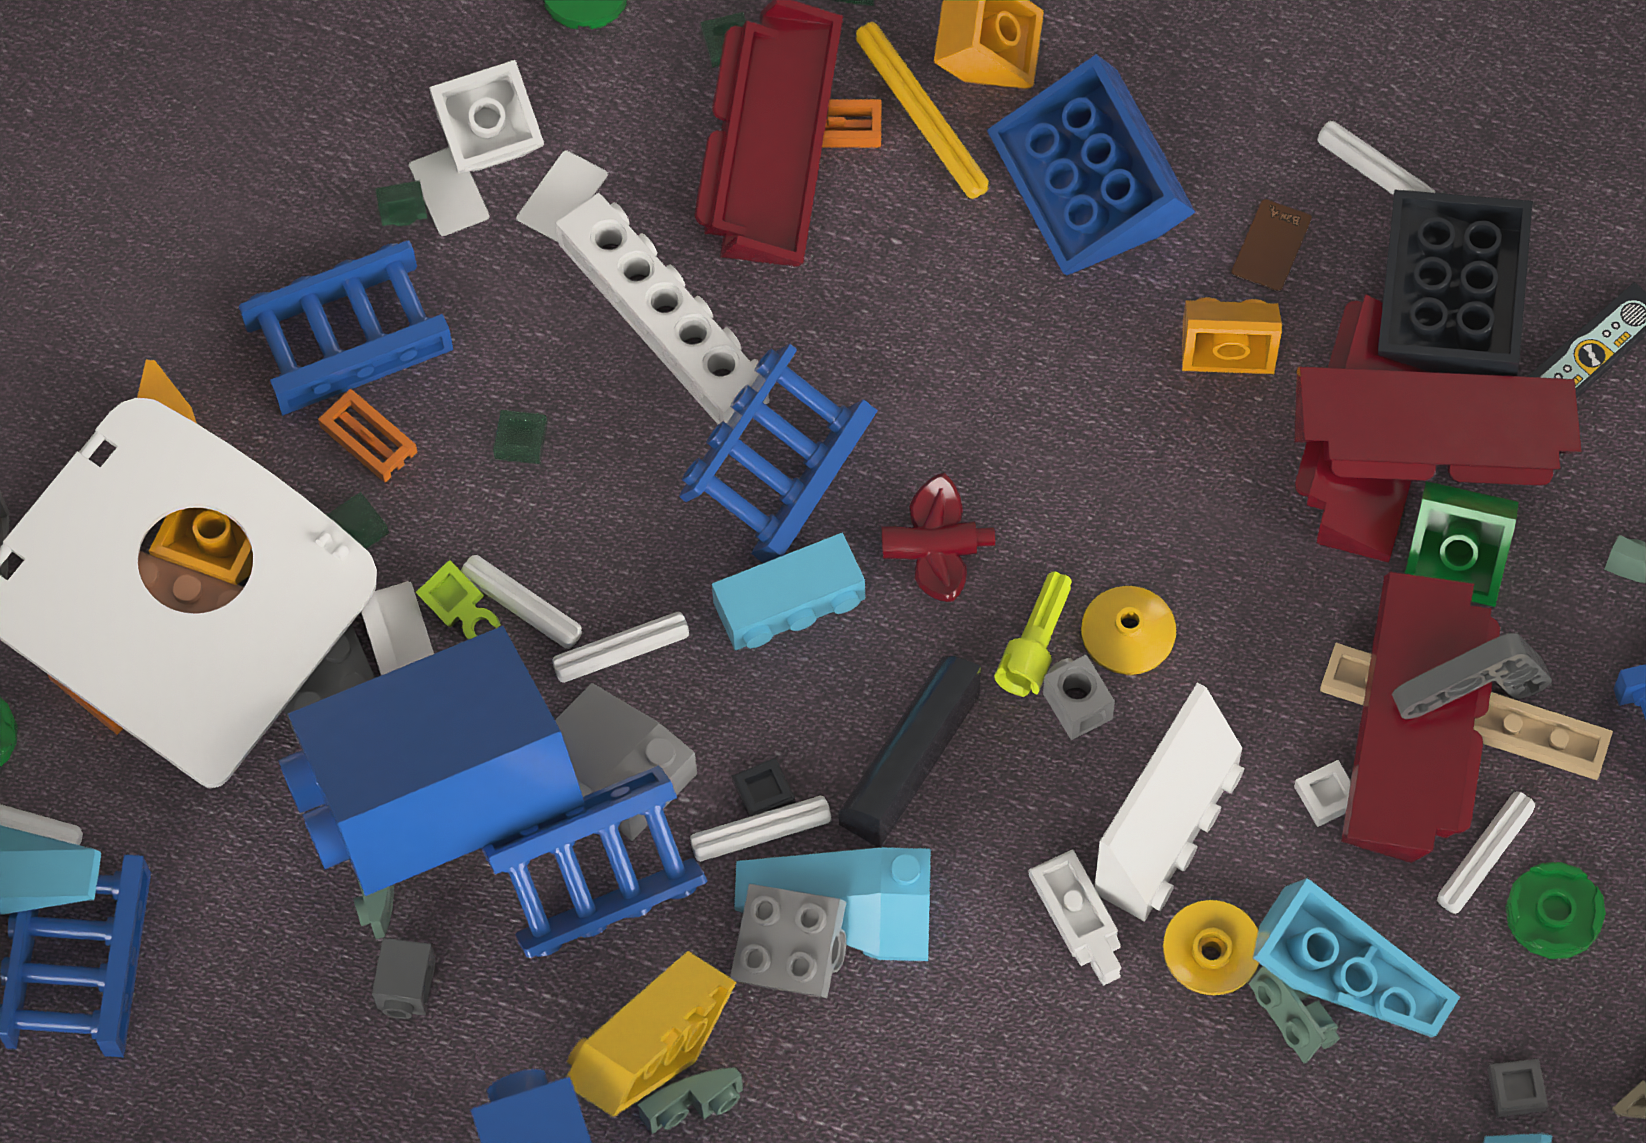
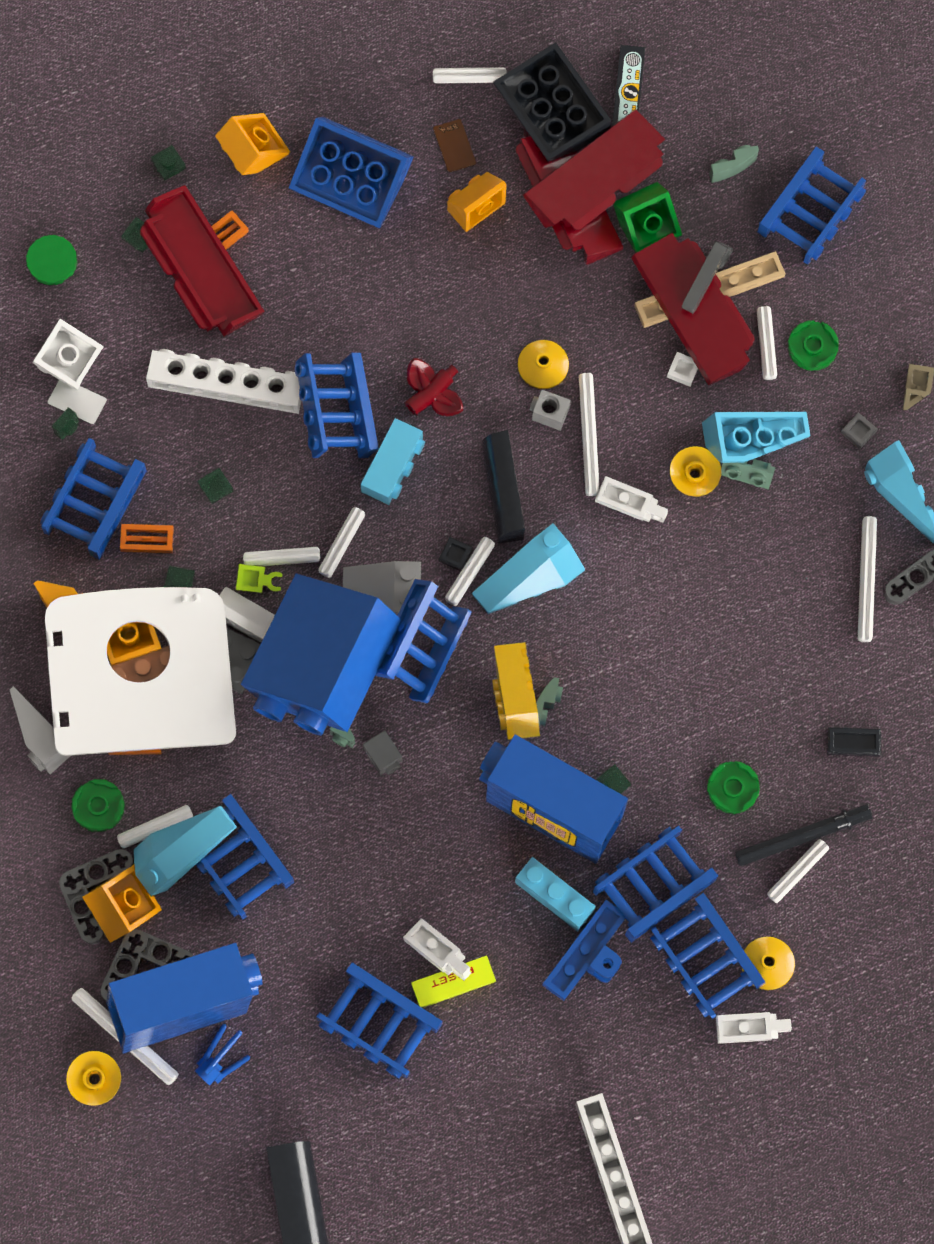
camera: 45 degrees left, 10 degrees up
(562, 190) = (129, 363): white sticker -> none
(789, 941) = (526, 608): light grey plate -> none
(922, 110) = (252, 200): yellow axle -> none
(1027, 657) = (515, 410): neon yellow piece -> none
(1105, 774) = (589, 434): none -> white axle
(1169, 808) = (632, 428): white slope -> none

